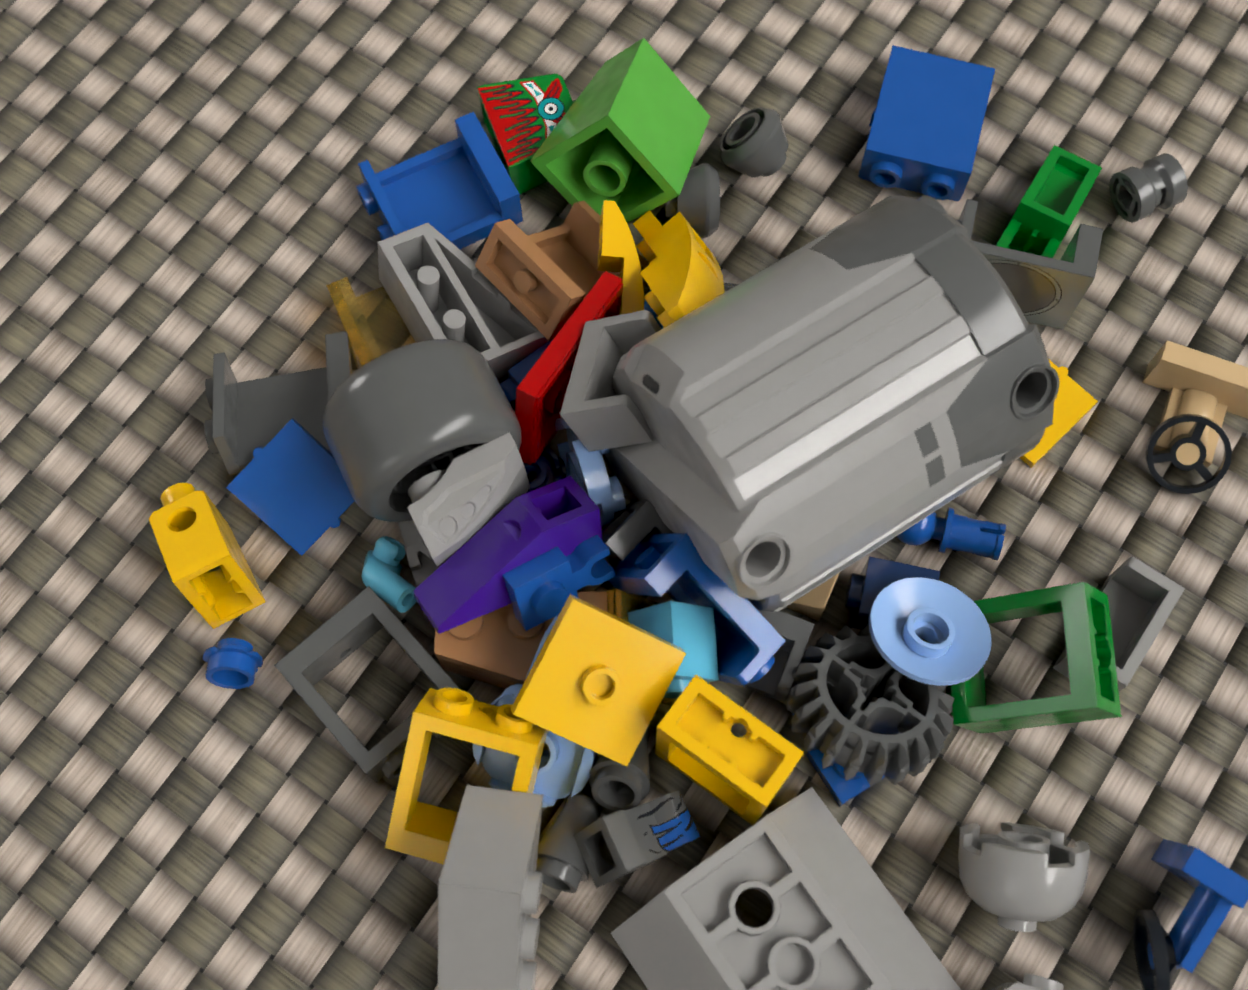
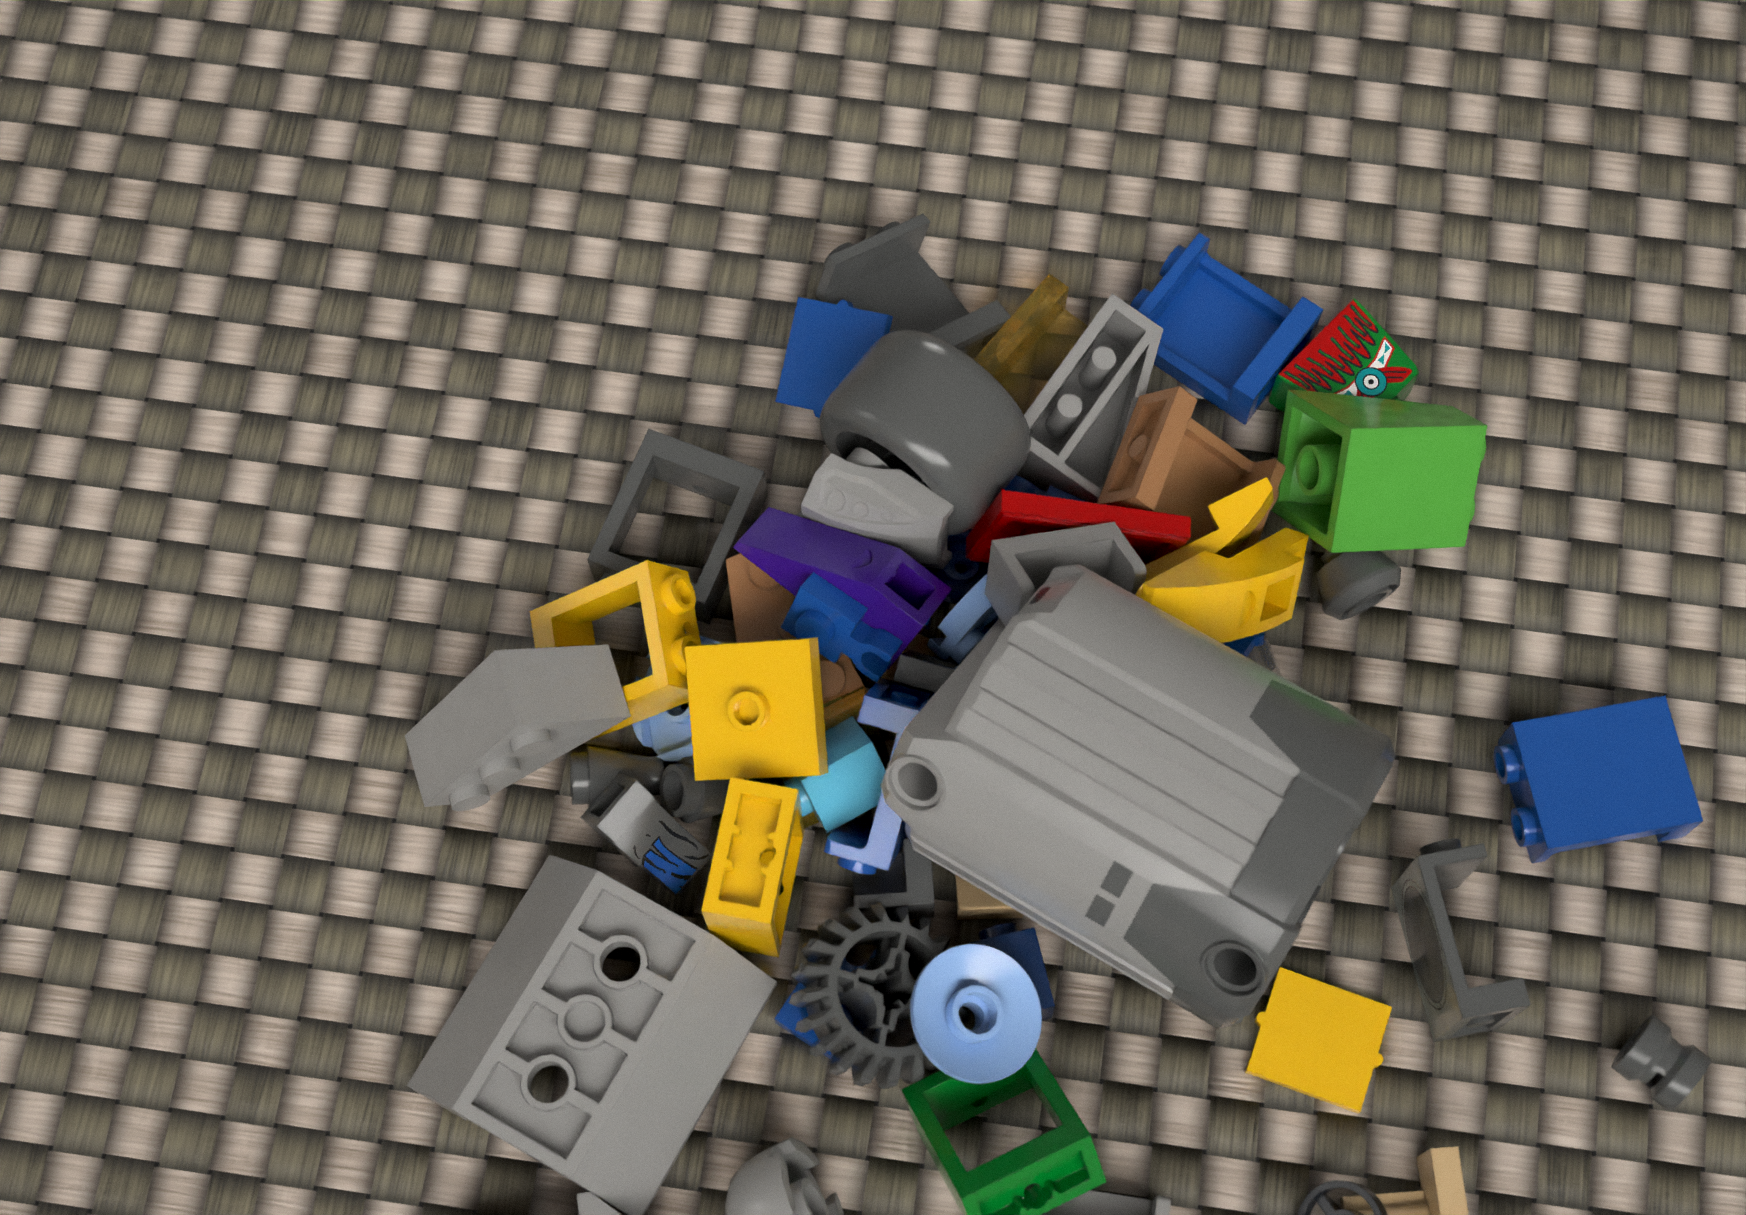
camera: 65 degrees right, 0 degrees up
(196, 540) = (724, 314): yellow torso -> none
(232, 663) = (640, 396): blue plate -> none
(383, 571) = (787, 481): medium azure arm -> none
(755, 143) = (1460, 609): dark grey cone -> none
(958, 534) = (1118, 1015): blue pin -> none
(1050, 204) = (1558, 957): green slope -> none

